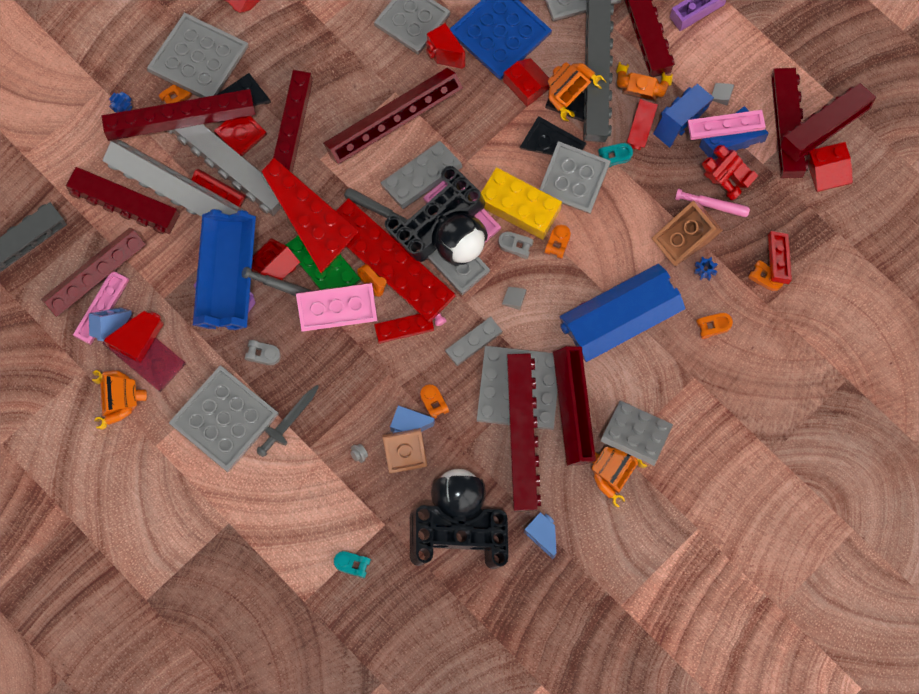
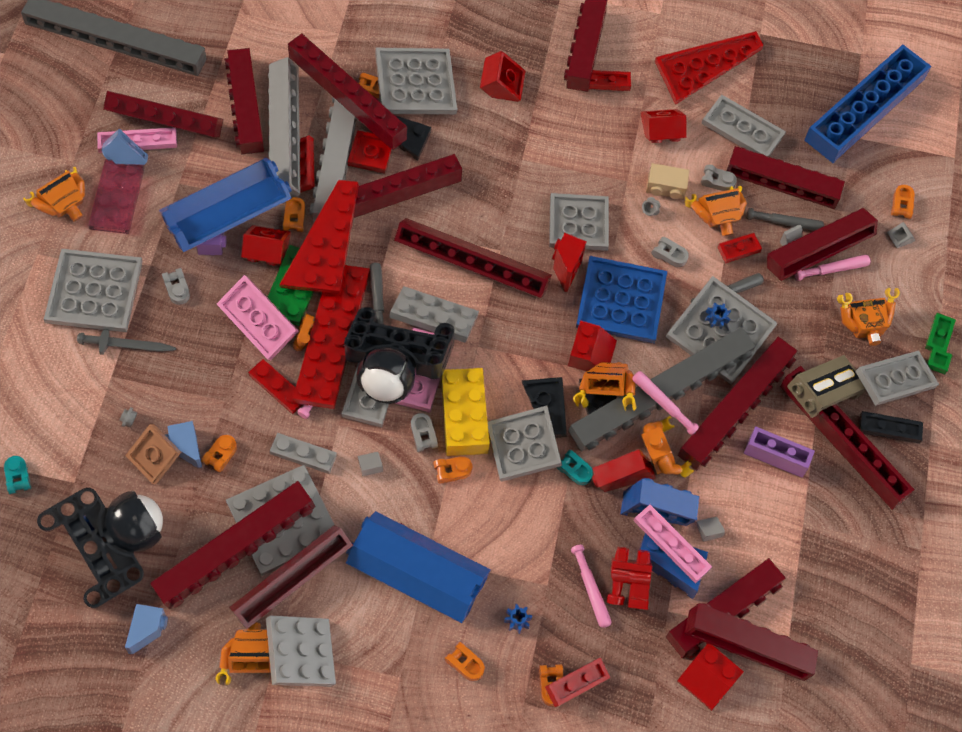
camera: 50 degrees right, 10 degrees down
(120, 102) = (332, 48): blue gear -> none
(136, 336) = (123, 176): red slope -> none
(261, 220) = (294, 209): none -> orange plate
(273, 282) = (245, 259): dark grey piece -> none
(602, 58) = (658, 396): none -> bright pink piece
(687, 233) = (543, 579): nougat slope -> none

